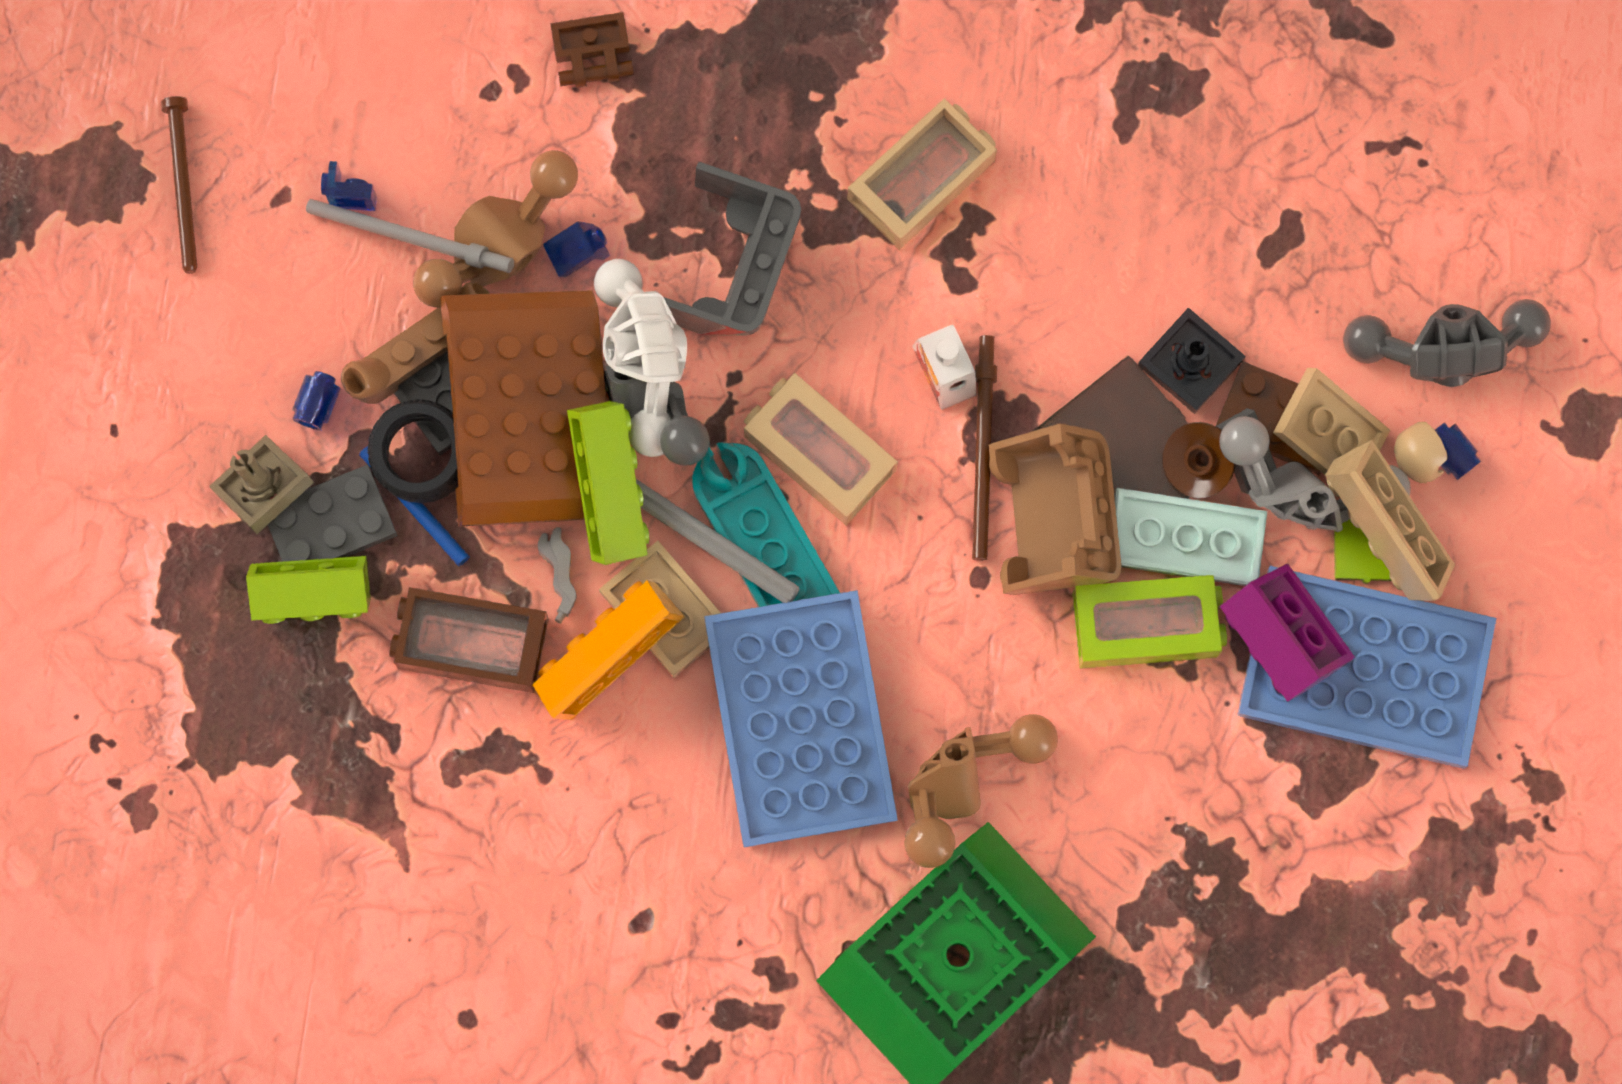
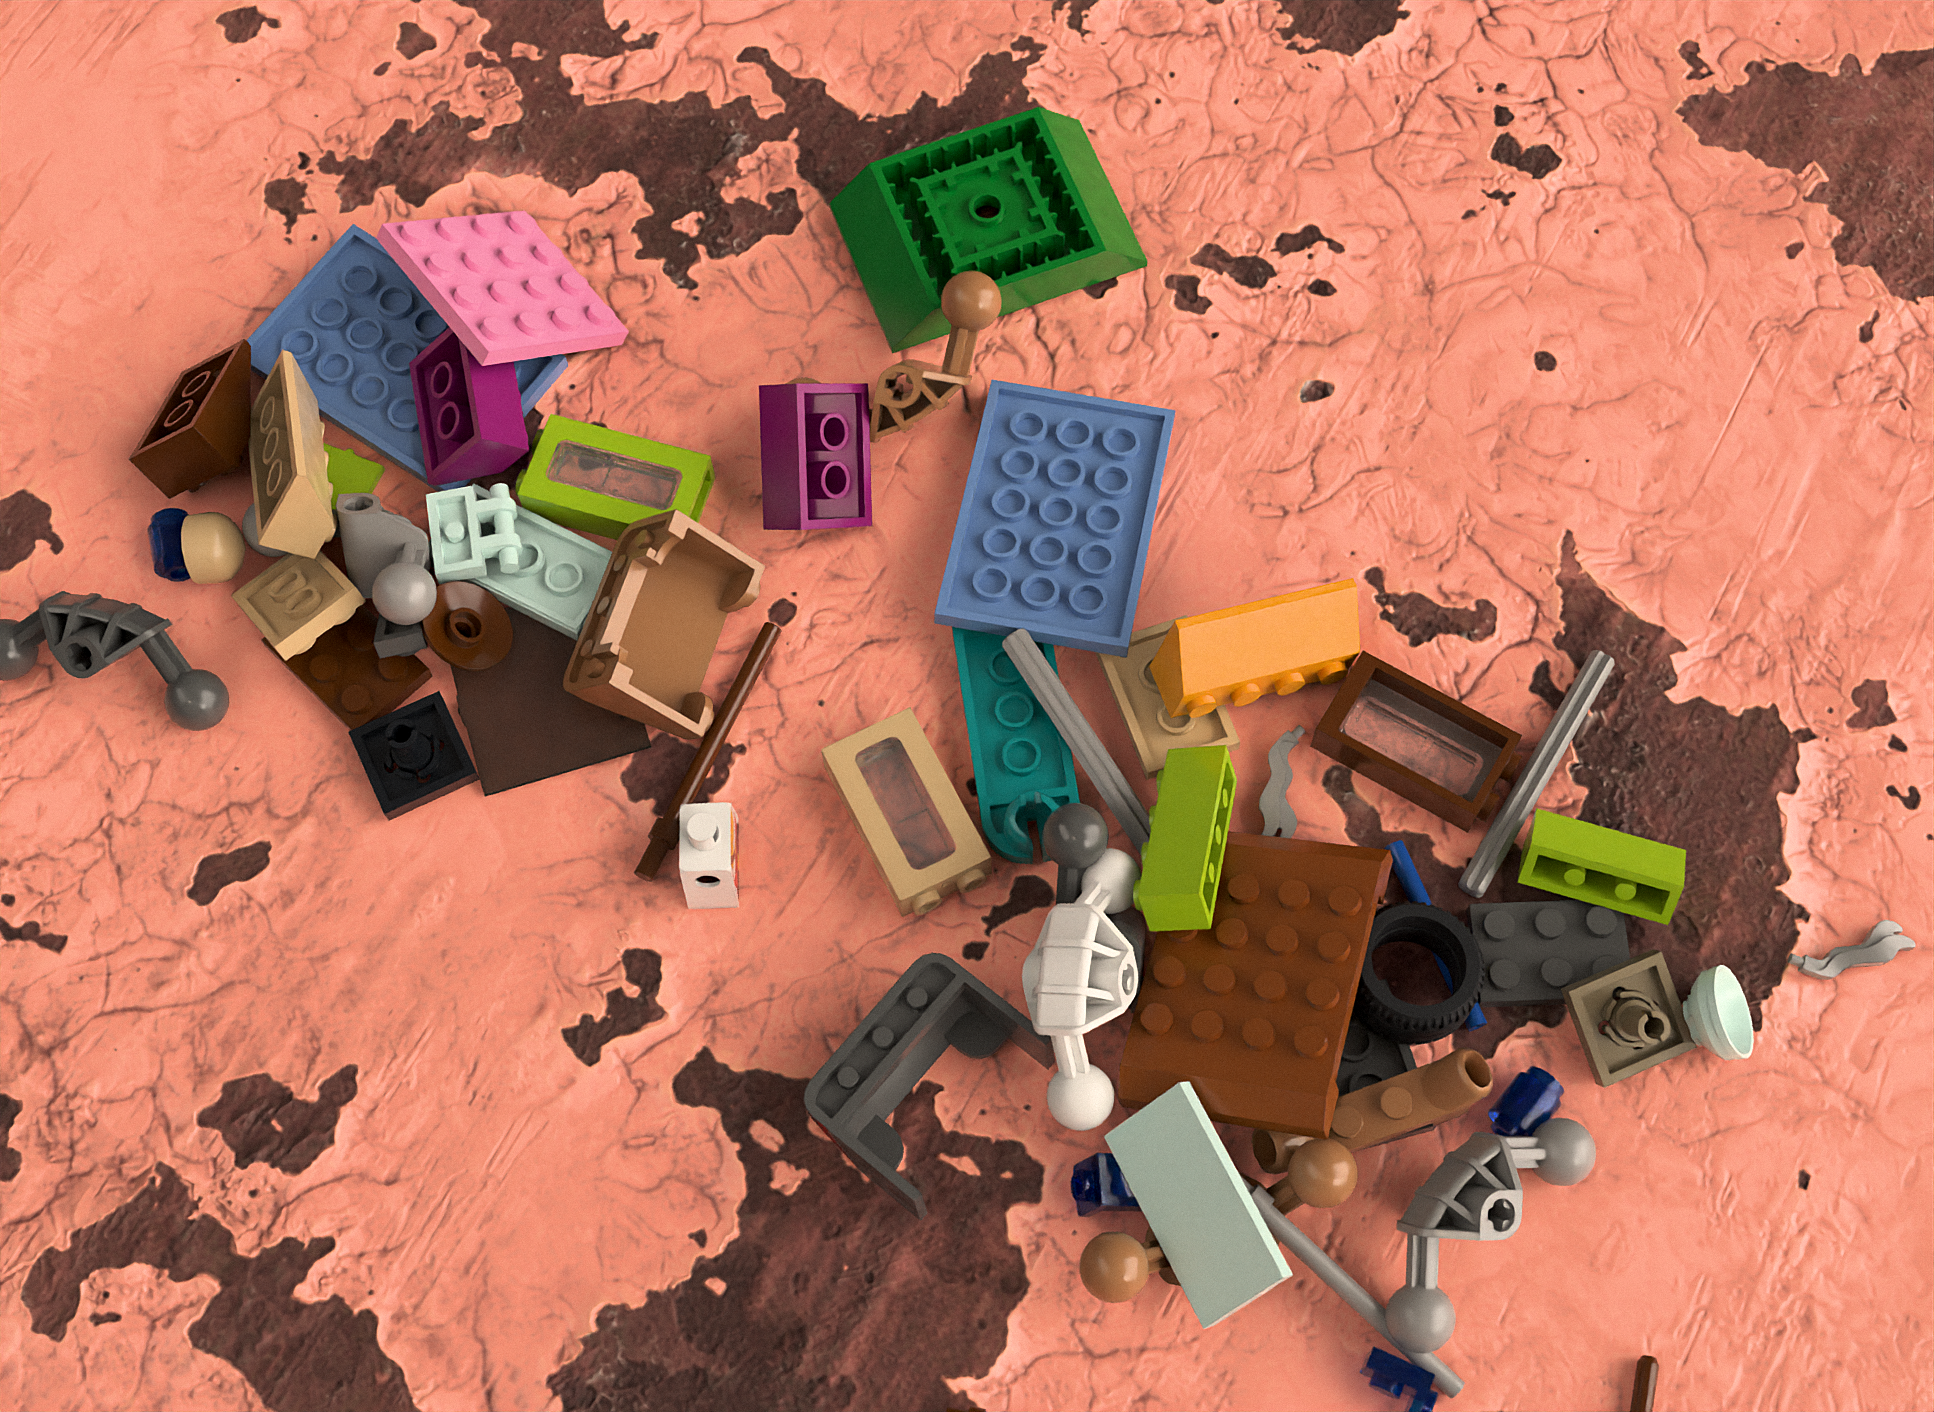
camera: 155 degrees left, 10 degrees down
(99, 606) = (1876, 950): none -> light grey hair
(196, 510) = (1719, 1014): none -> light aqua piece
(331, 303) = (1476, 1199): none -> light grey piece
(375, 655) = (1536, 774): none -> light grey axle
(514, 234) = (1197, 1205): none -> light aqua tile
(922, 173) = (623, 1111): piece -> none
(1001, 687) = (815, 456): none -> magenta slope
(1241, 526) = (457, 535): none -> light aqua plate
(1309, 736) = (502, 286): none -> bright pink plate
(1486, 546) = (200, 424): none -> reddish brown slope

